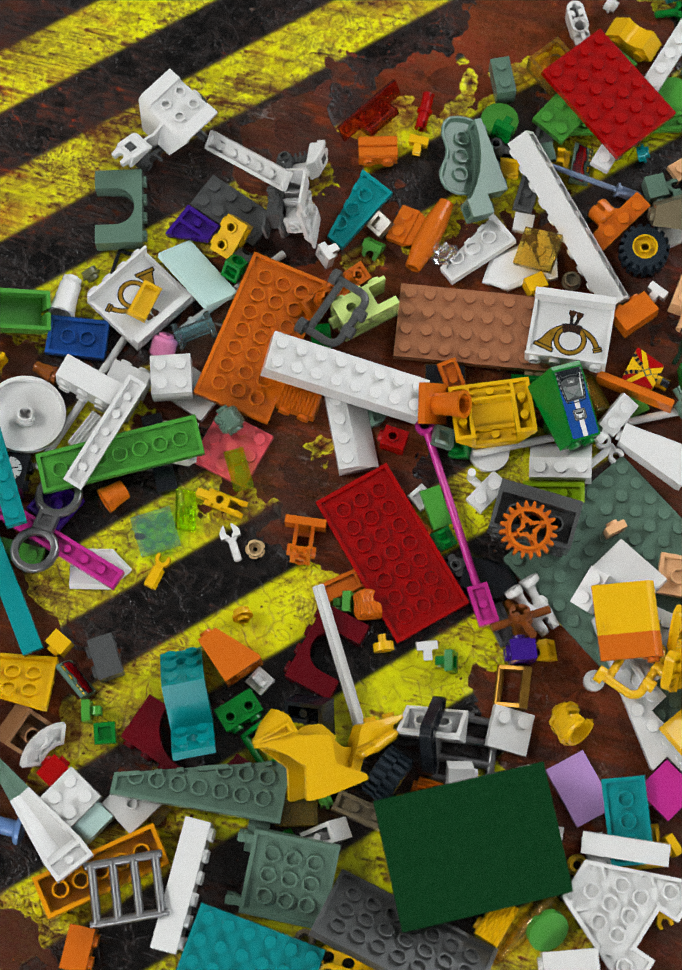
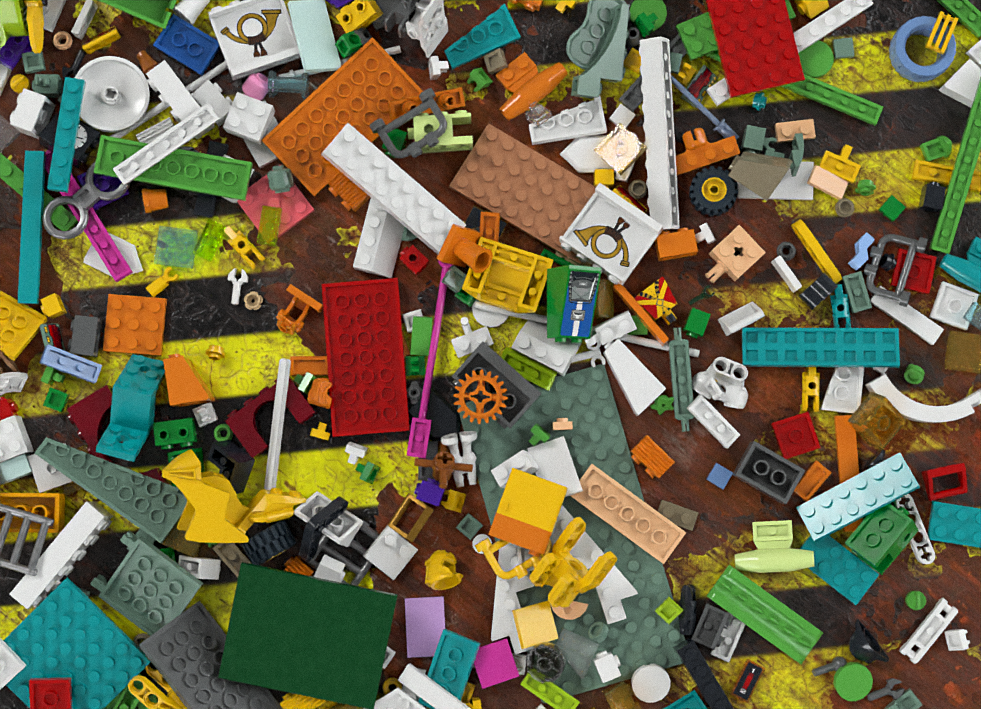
camera: 20 degrees right, 10 degrees up
(104, 690) = (70, 364): none -> medium blue plate
(144, 301) = (257, 38): yellow tile -> none
(148, 625) = (135, 324): none -> orange plate
(286, 684) = (217, 432): none -> bright green plate
(572, 669) = (469, 526): none -> sand green tile
(597, 547) = (539, 434): none -> bright green tile

